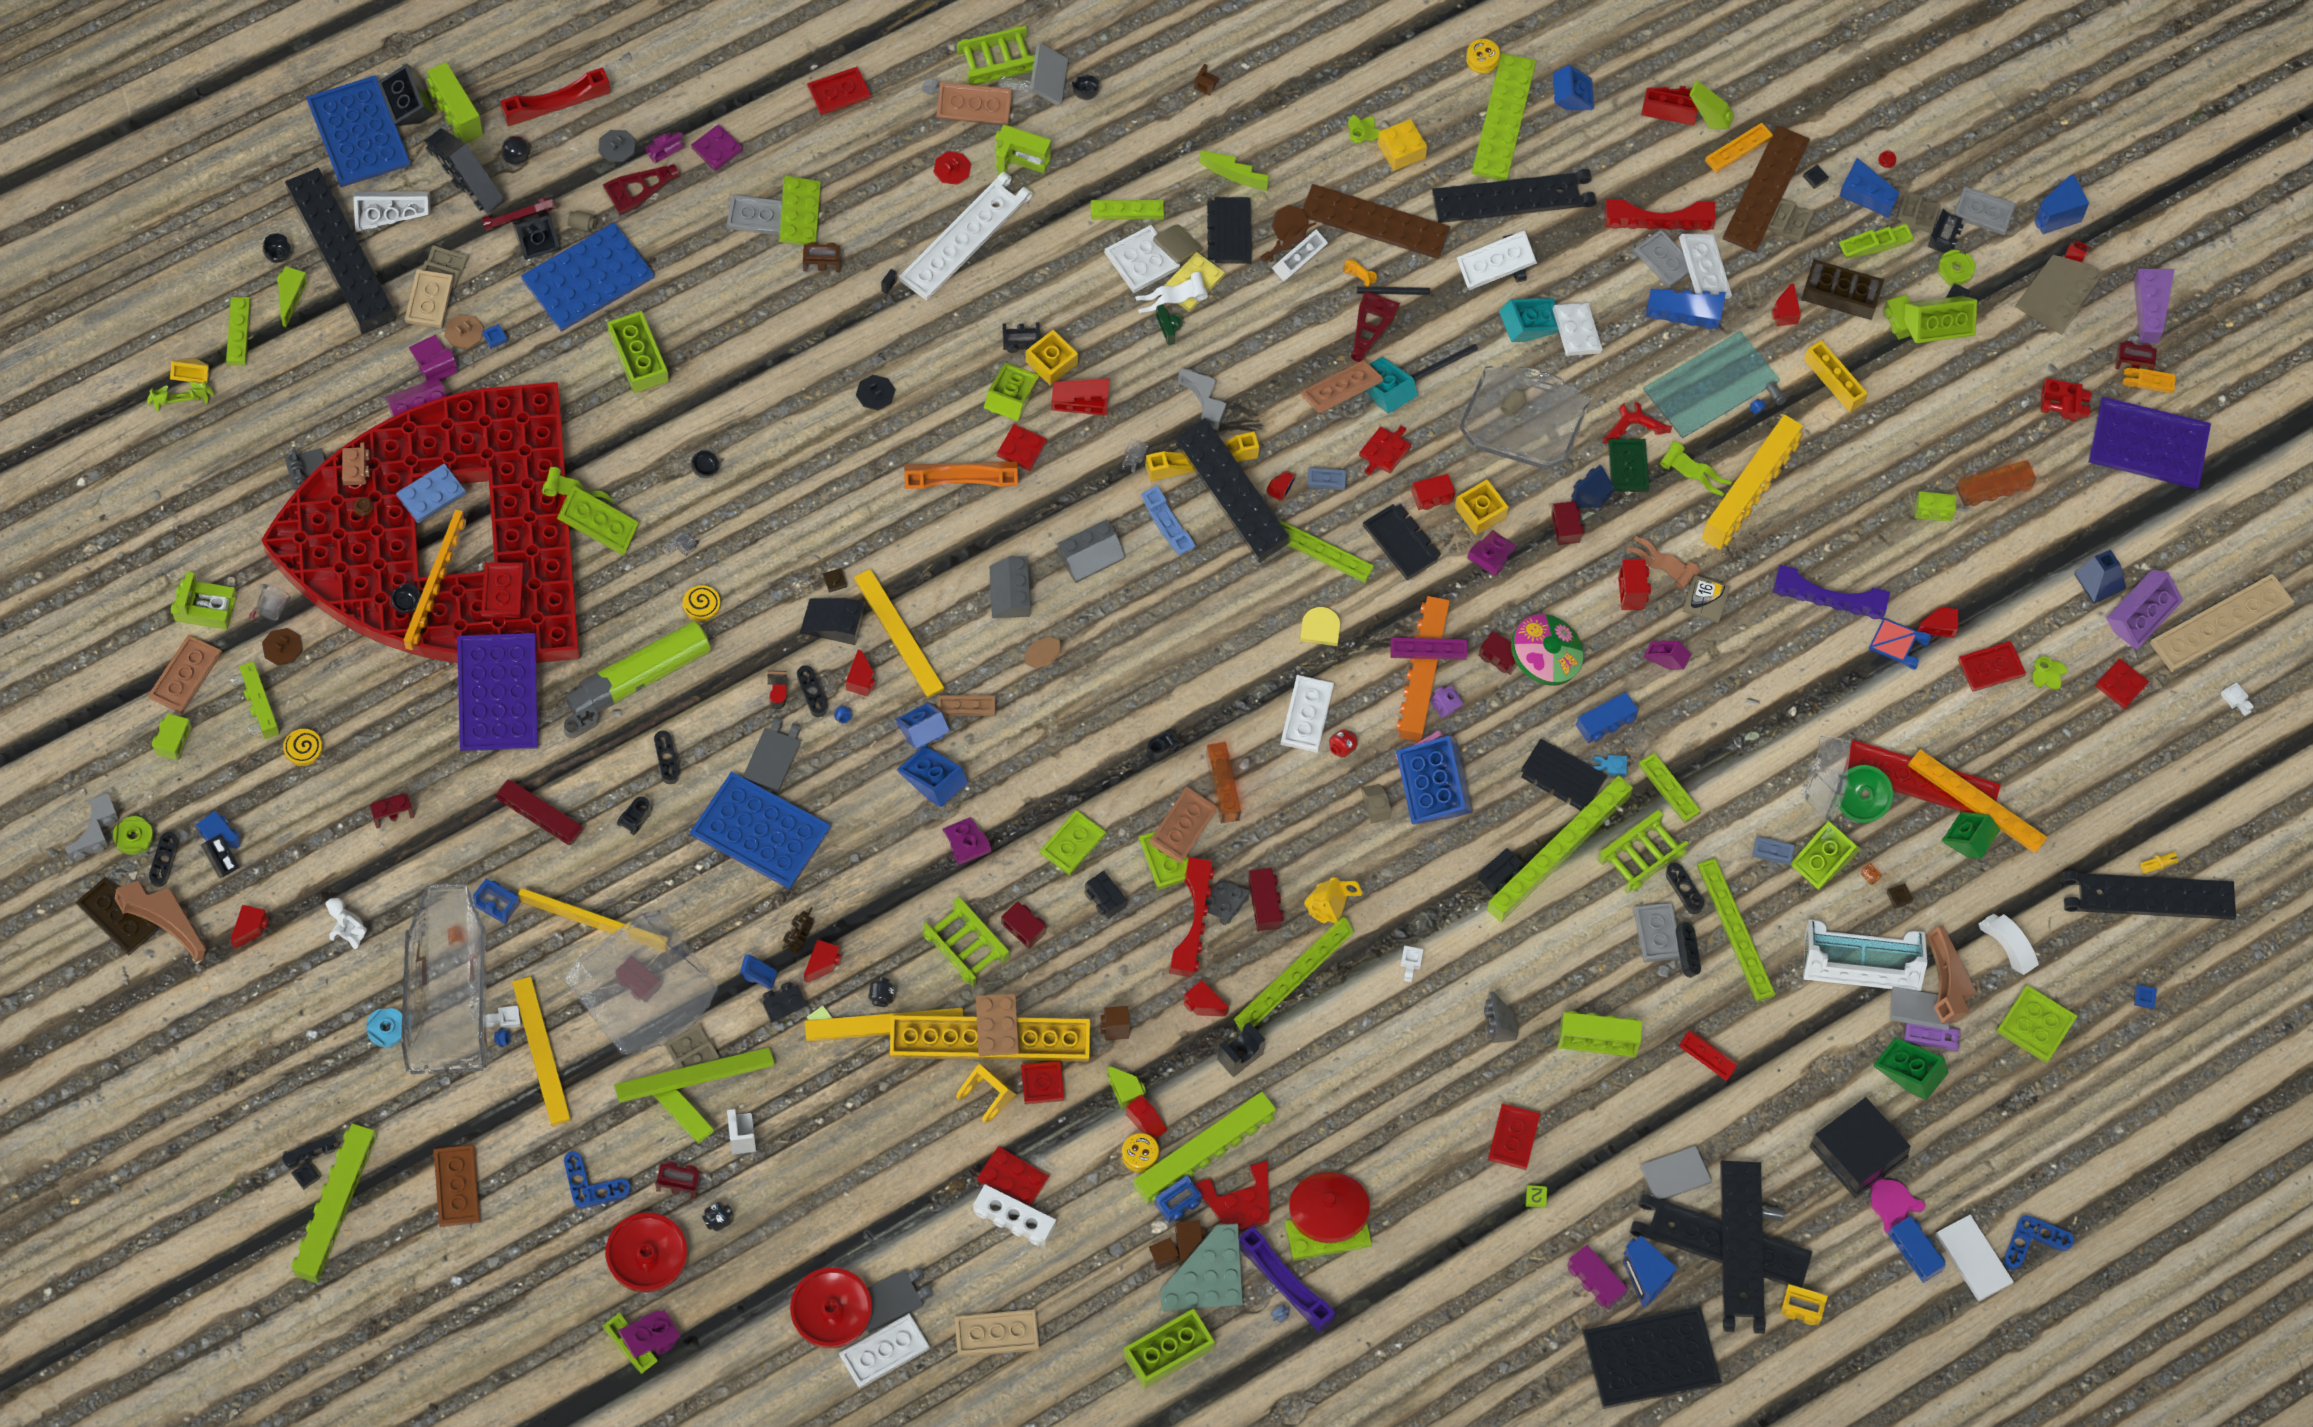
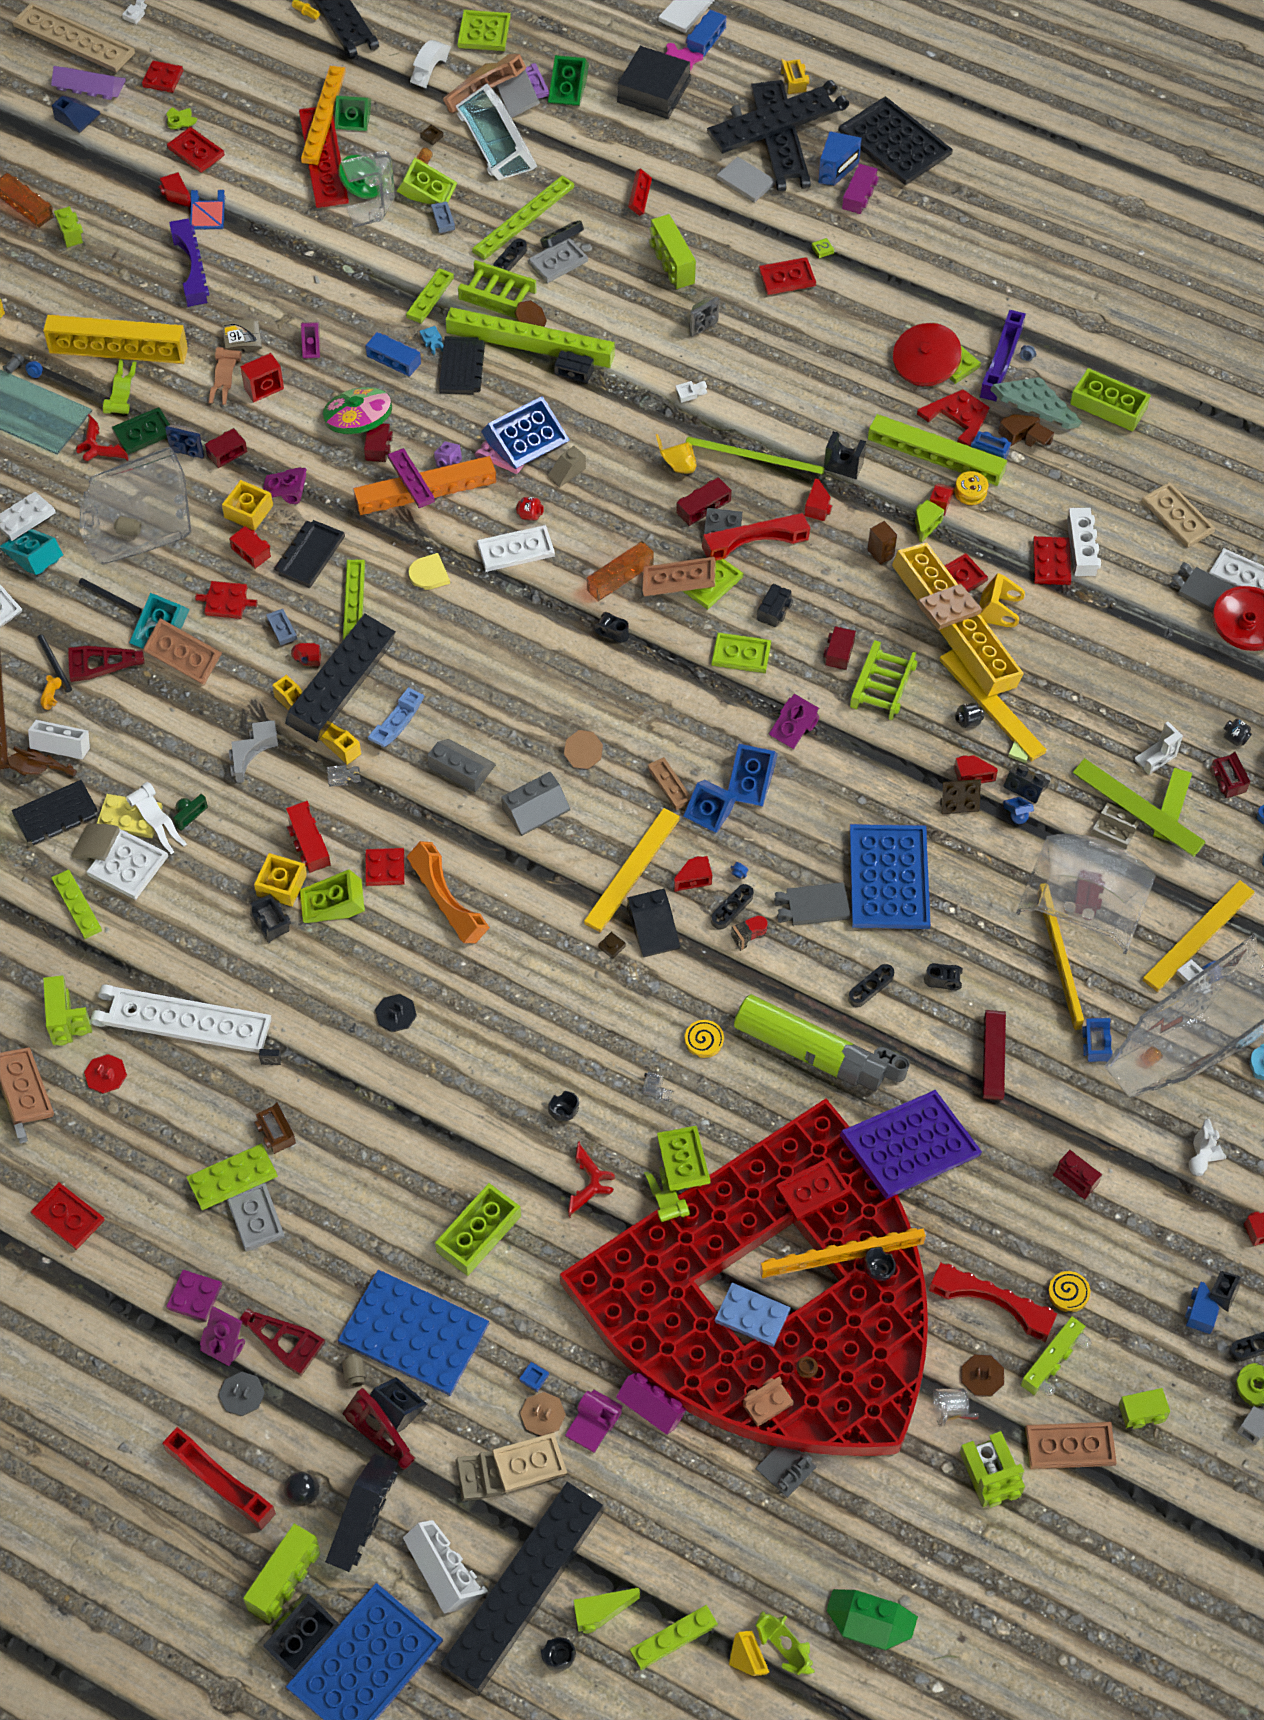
camera: 115 degrees left, 5 degrees down
(156, 461) = (870, 1619): none -> green wedge
(298, 703) = (953, 1283): none -> red arch
(630, 460) = (594, 1186): none -> red piece
(1587, 862) = (530, 313): none -> reddish brown piece

